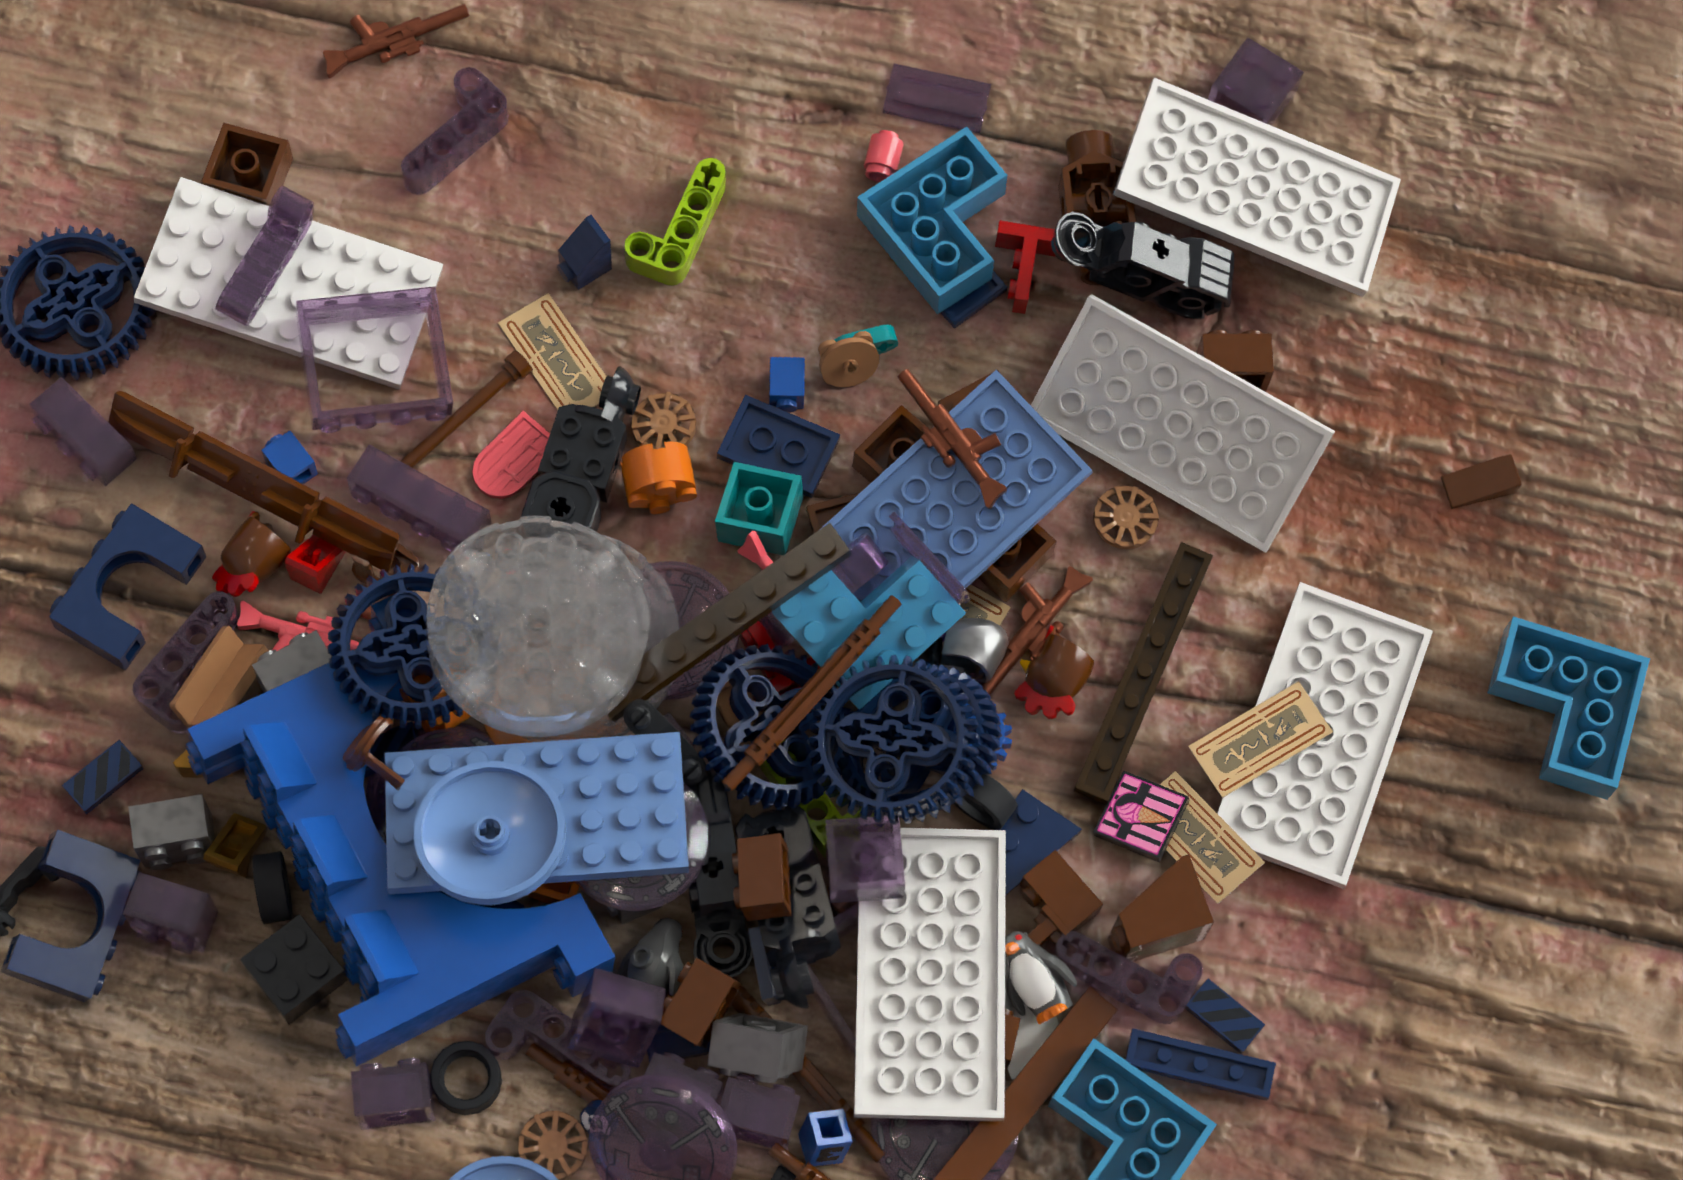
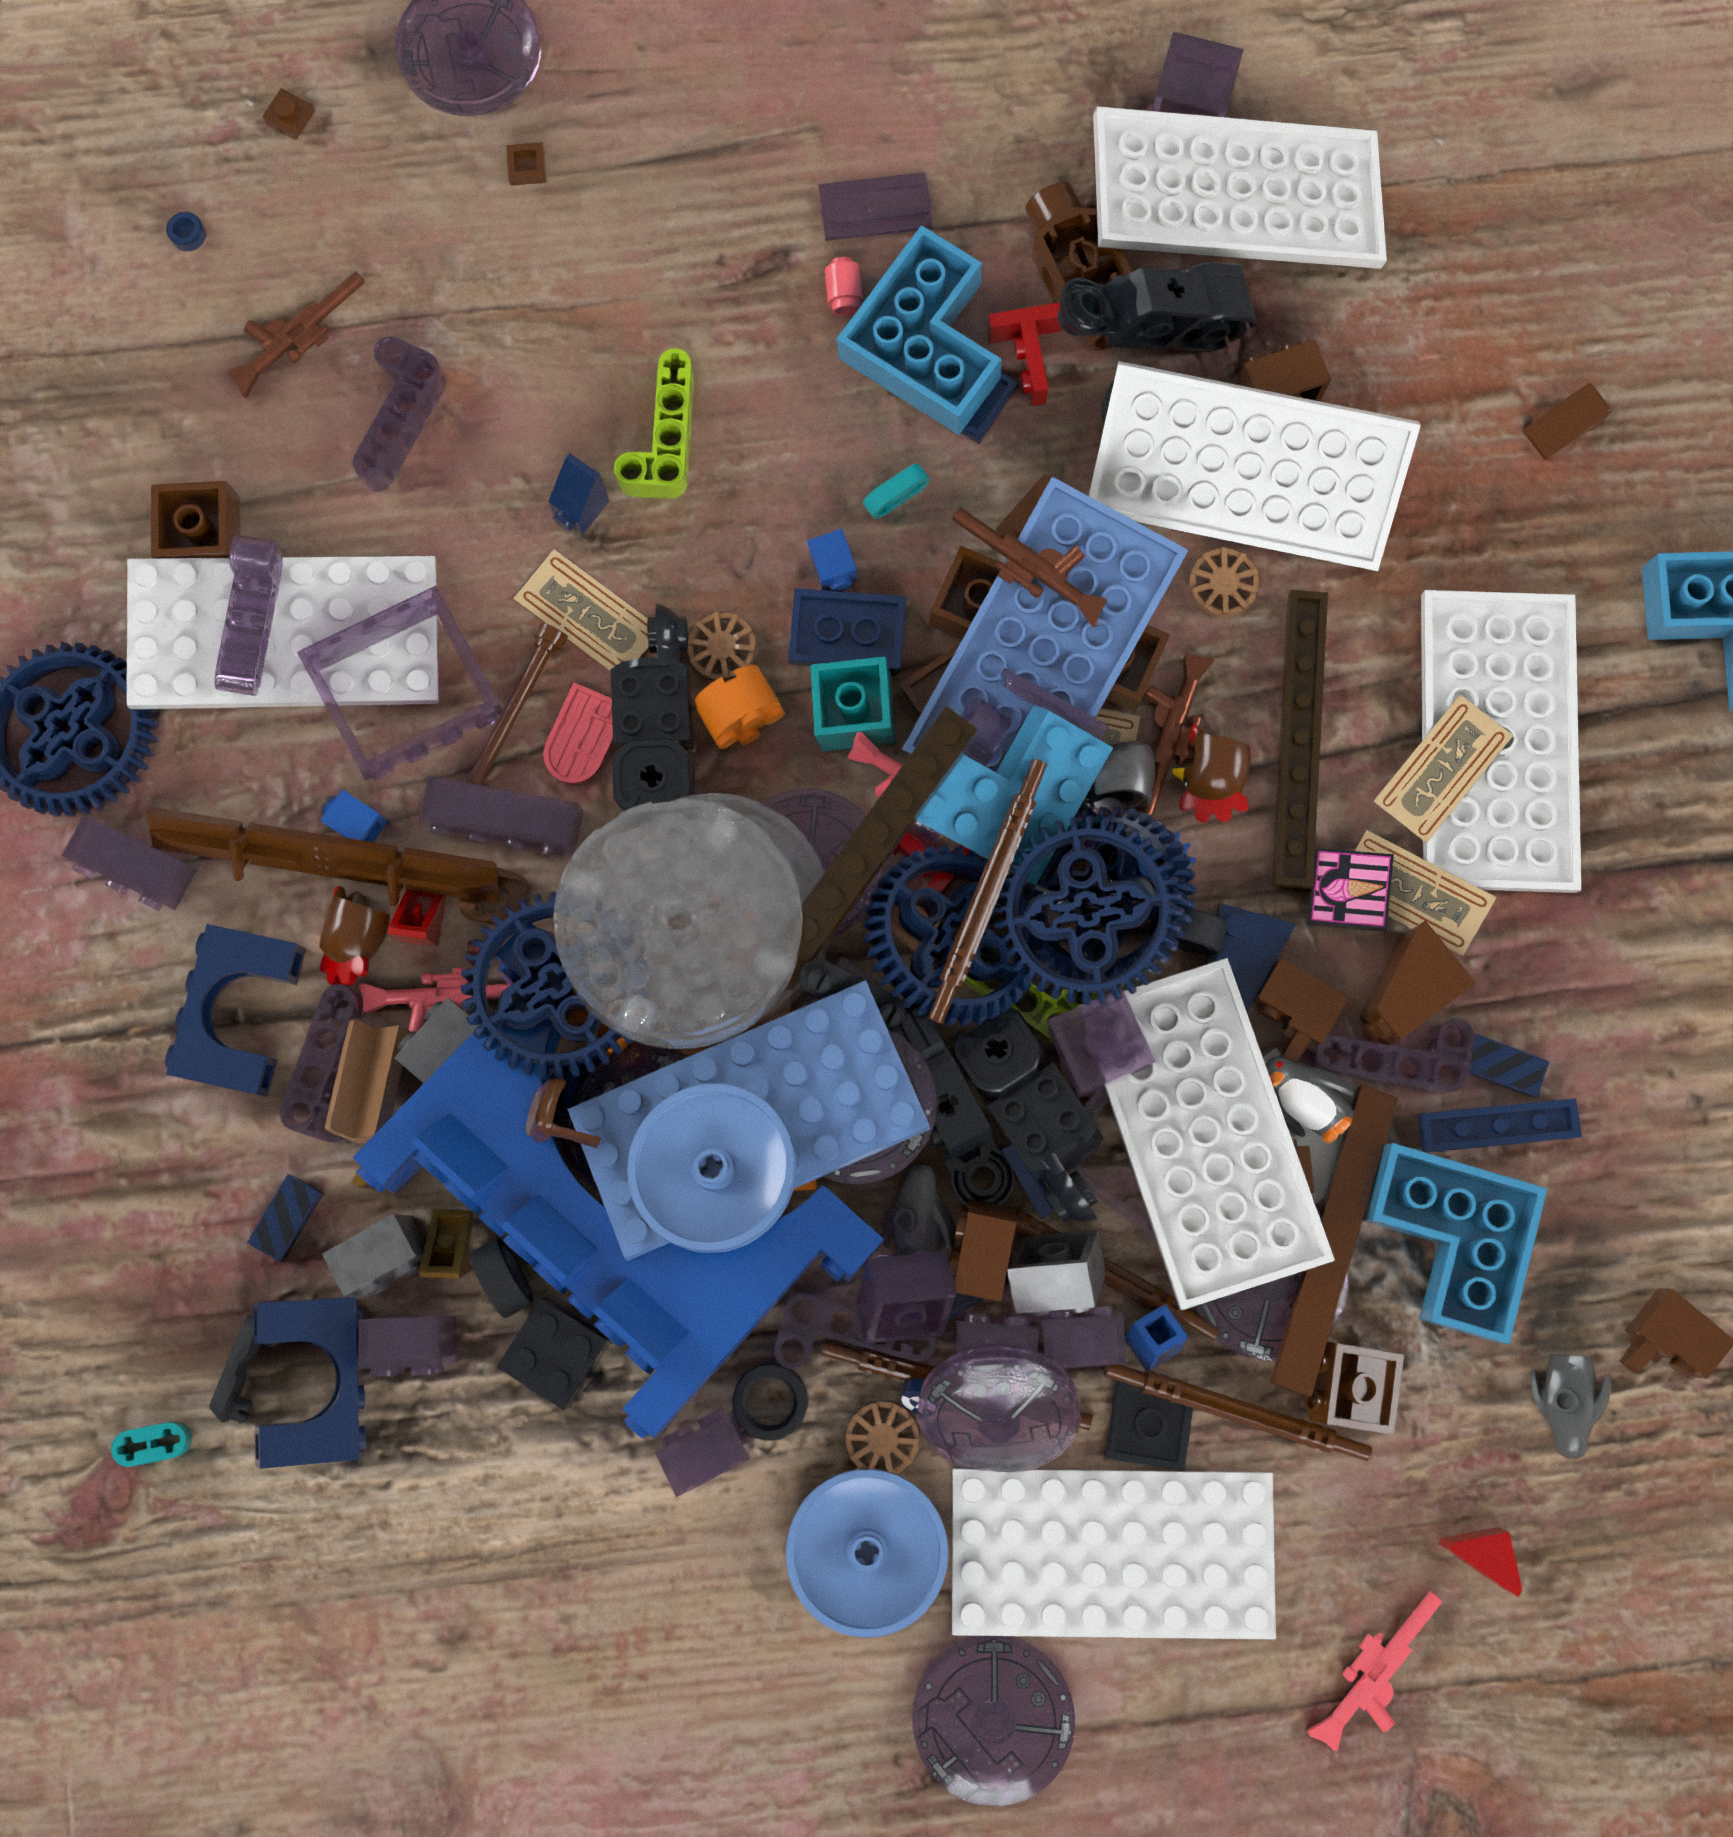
camera: 10 degrees left, 10 degrees up
(763, 877) = (1004, 1102): reddish brown brick -> none
(848, 360) = (888, 515): medium nougat piece -> none

